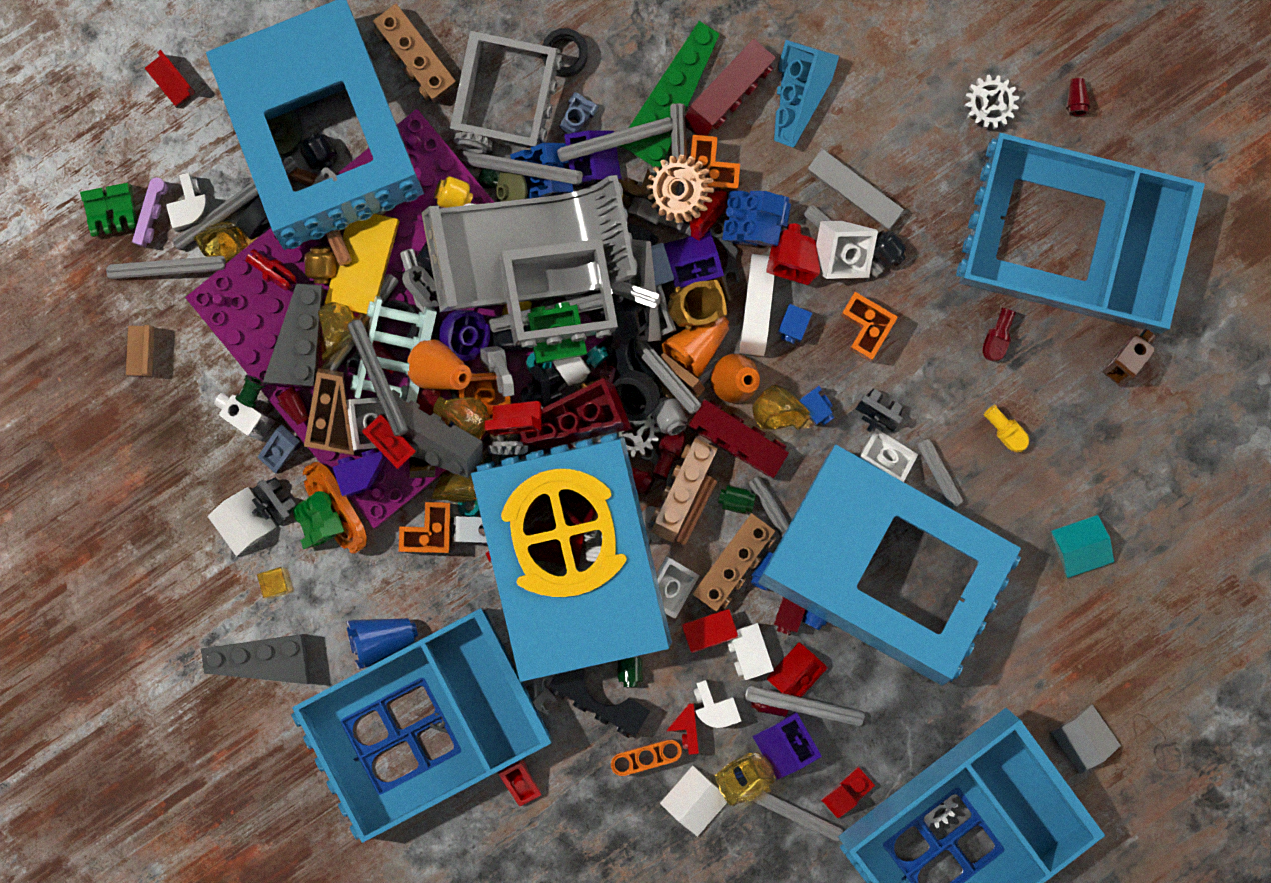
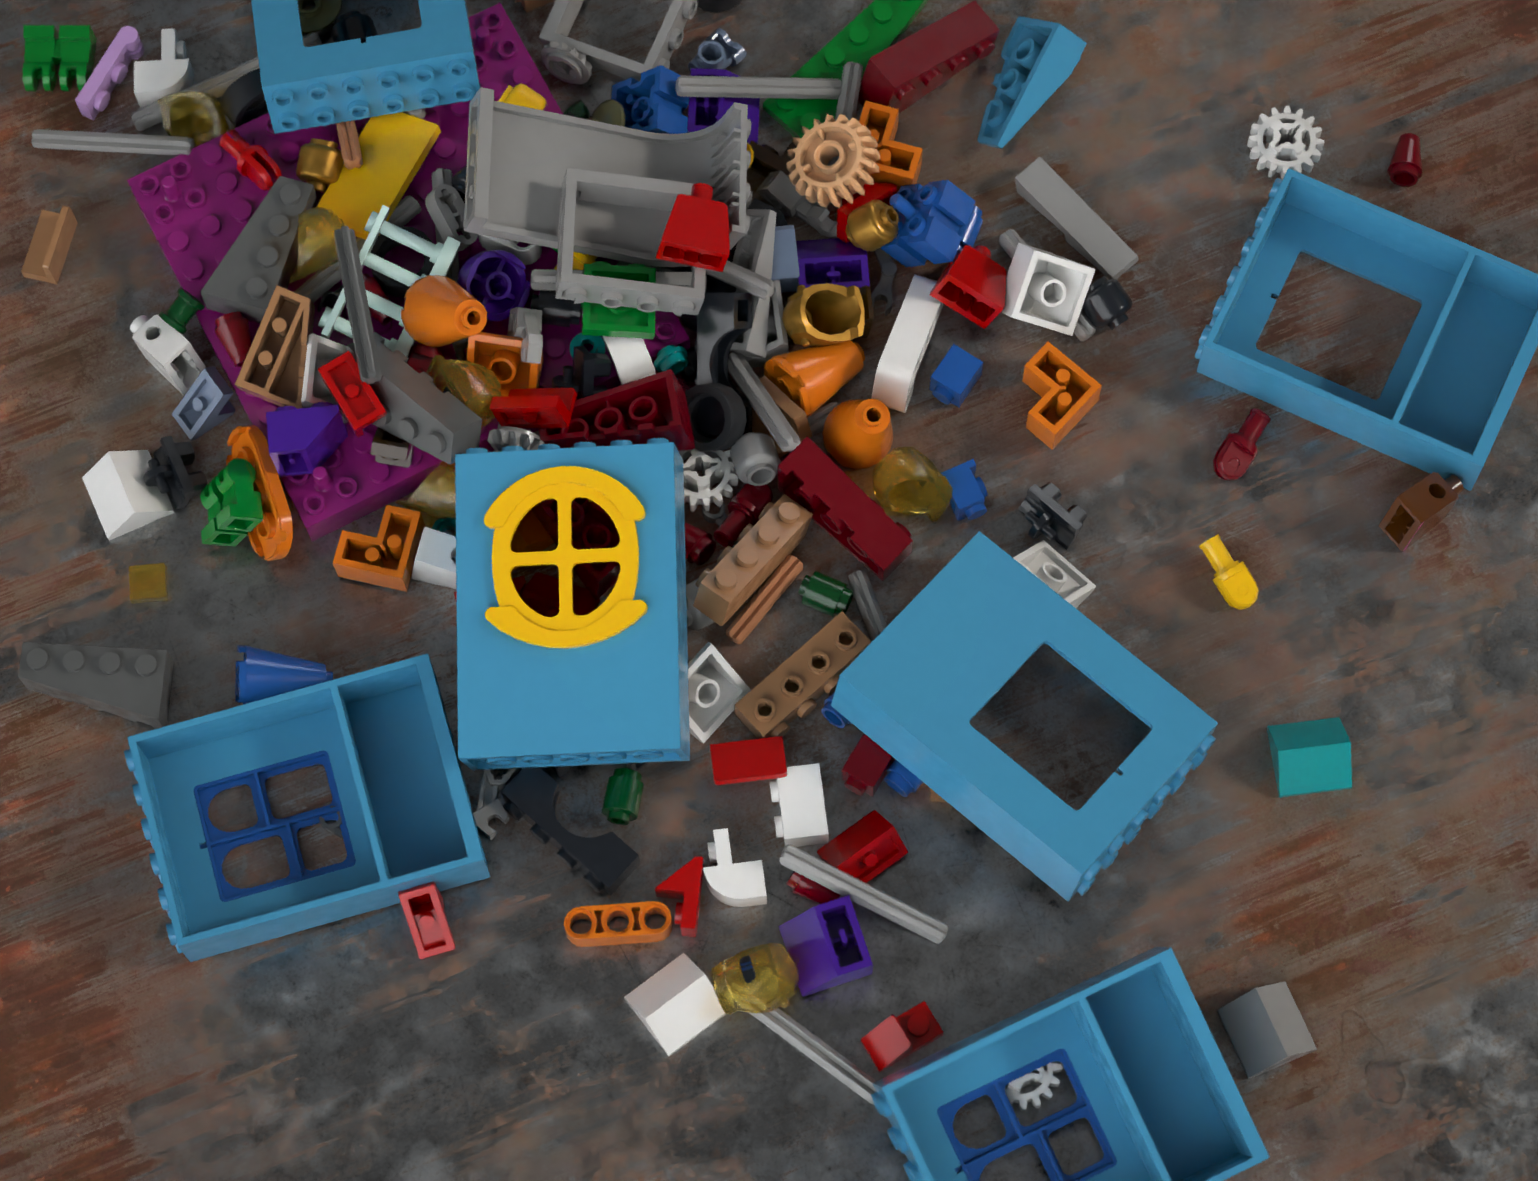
camera: 10 degrees right, 15 degrees down
(521, 167) = (623, 94): light grey axle -> none
(602, 279) = (697, 231): none -> red torso
(717, 231) = (872, 225): none -> pearl gold head
(940, 473) = (1121, 612): light grey axle -> none

